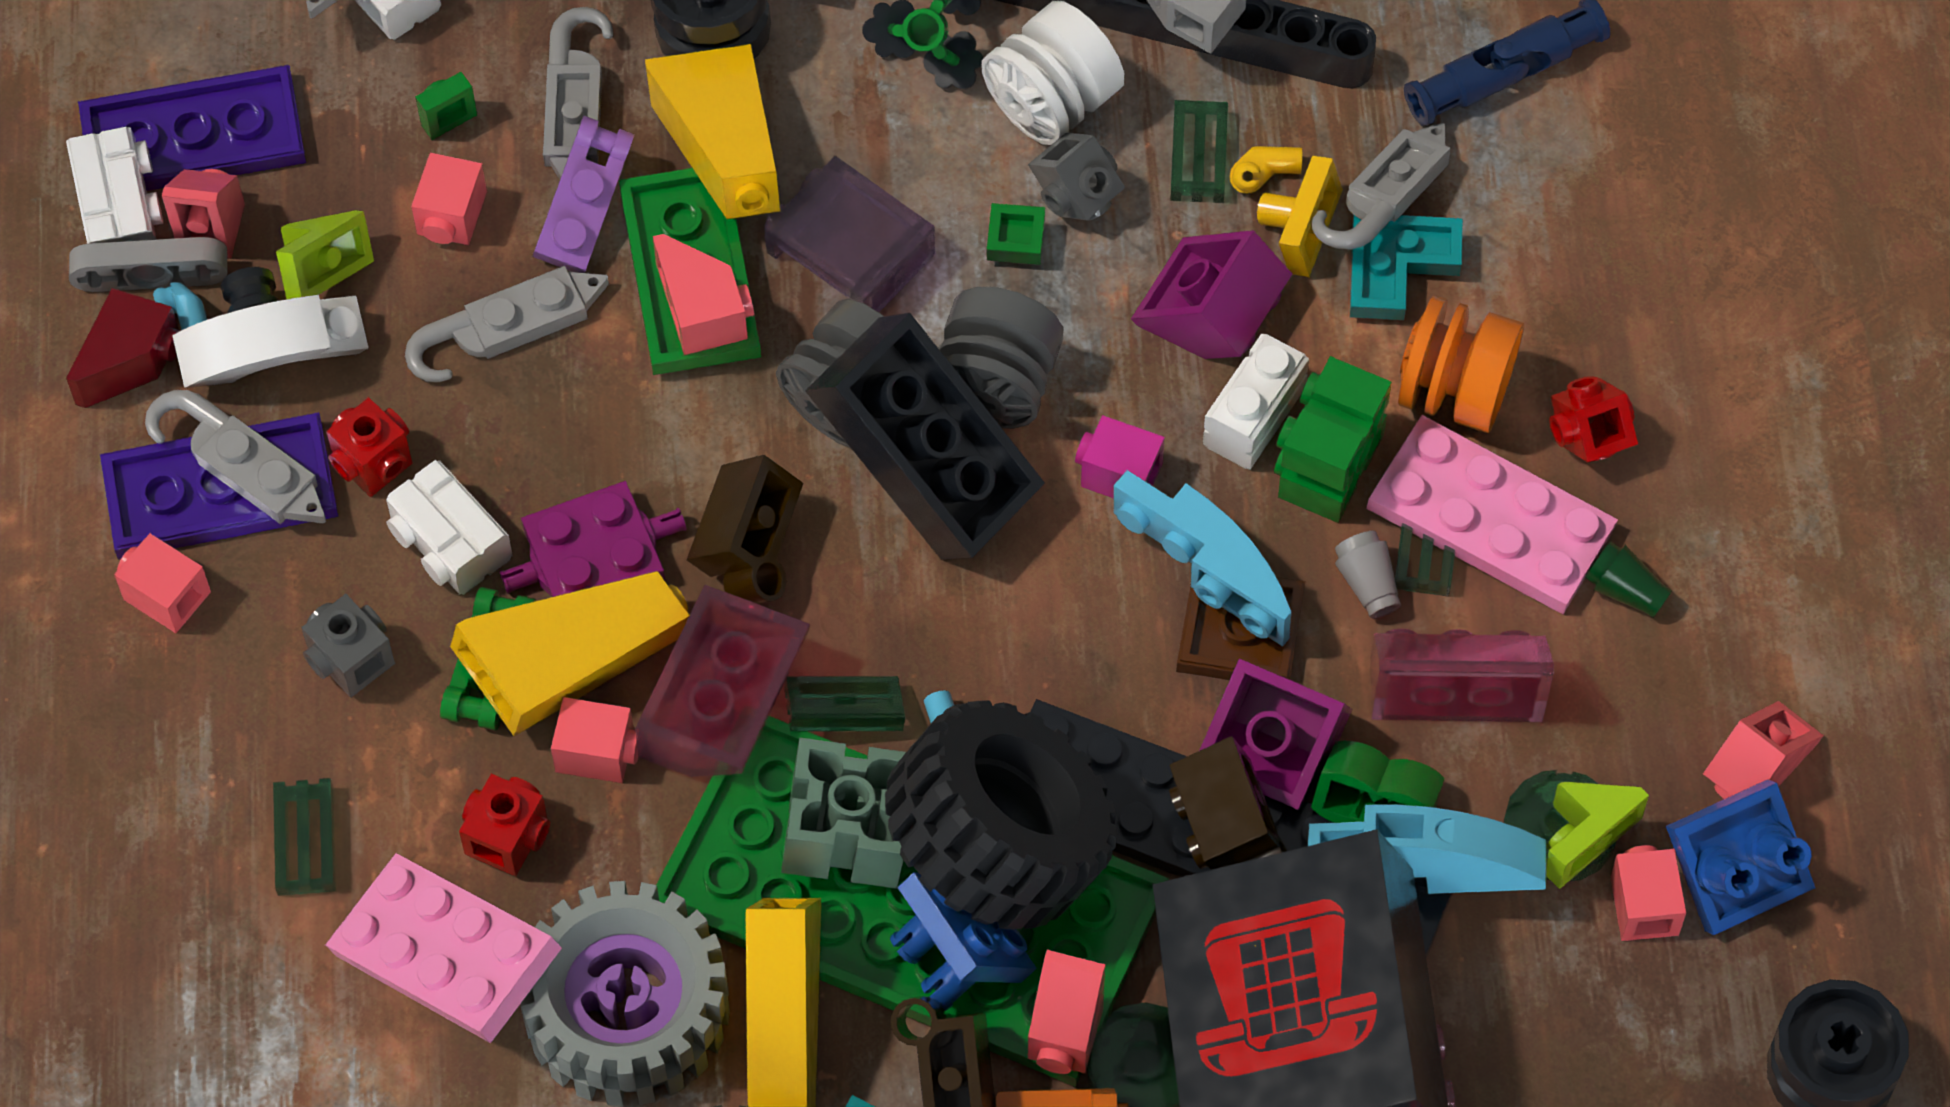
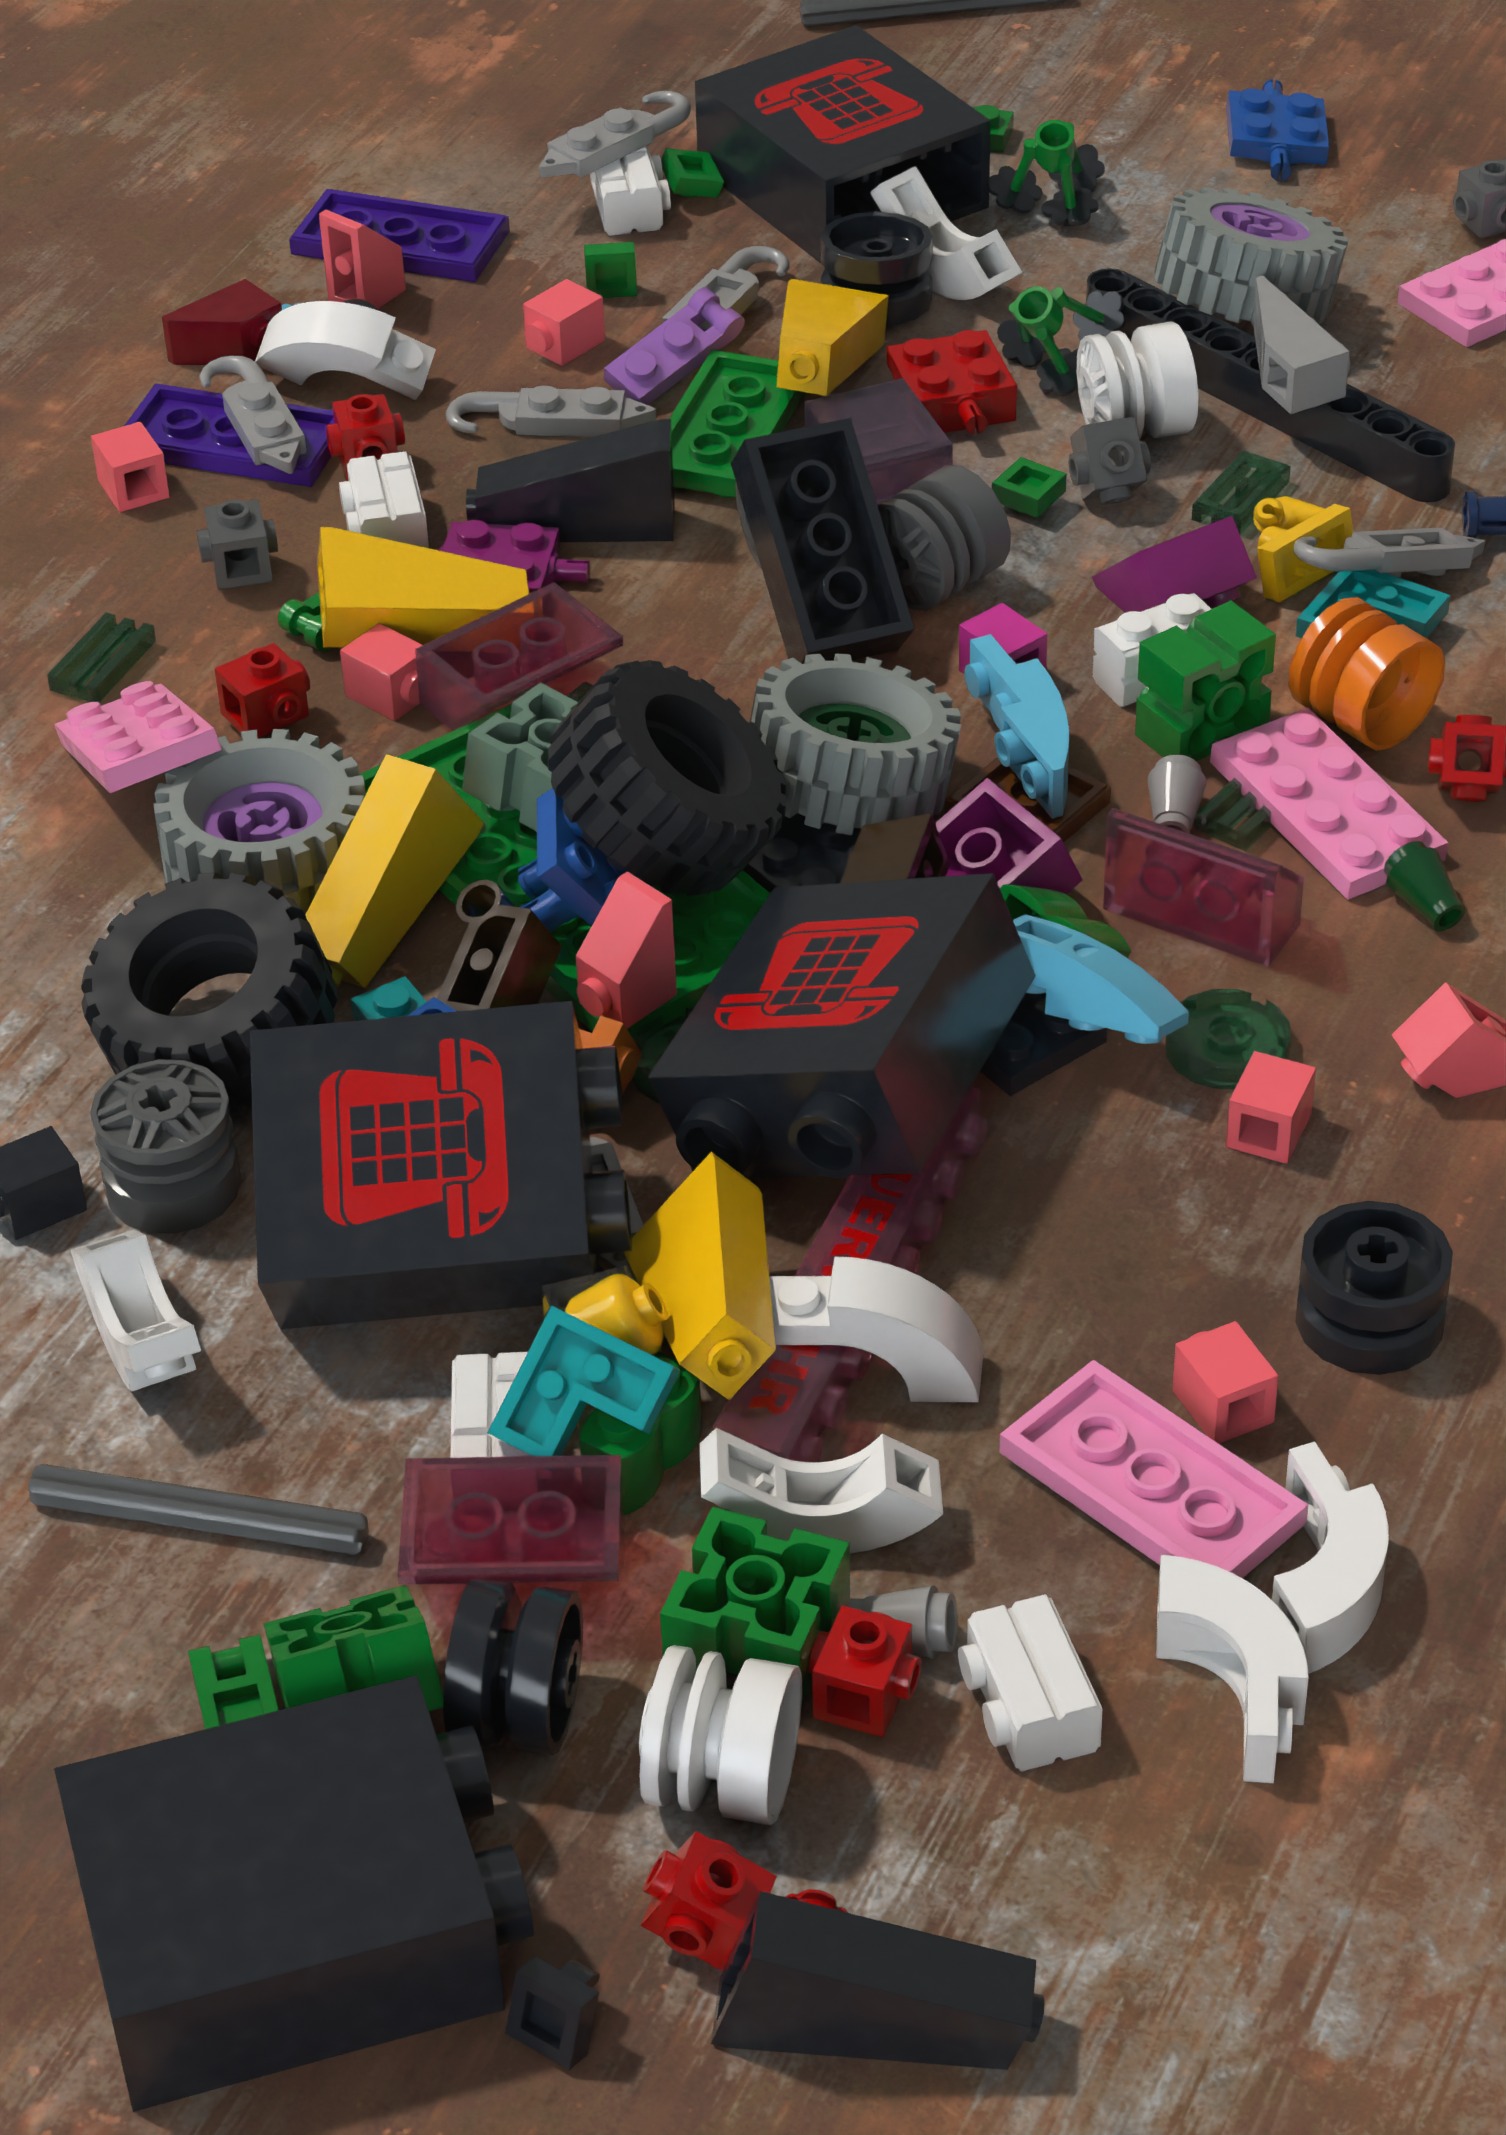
camera: 30 degrees right, 20 degrees down
(112, 186) = (290, 238): white brick -> none
(147, 264) = (311, 281): light grey beam -> none
(323, 252) = (433, 314): lime slope -> none
(627, 432) = (589, 489): none -> black slope
(701, 296) = (709, 422): coral slope -> none
(746, 528) = (633, 575): dark brown hinge -> none
(867, 121) = (957, 379): none -> red plate
(1123, 641) = (856, 740): none -> light grey wheel
(1596, 820) = (1253, 1019): lime slope -> none
(1741, 857) = (1383, 1104): blue plate -> none

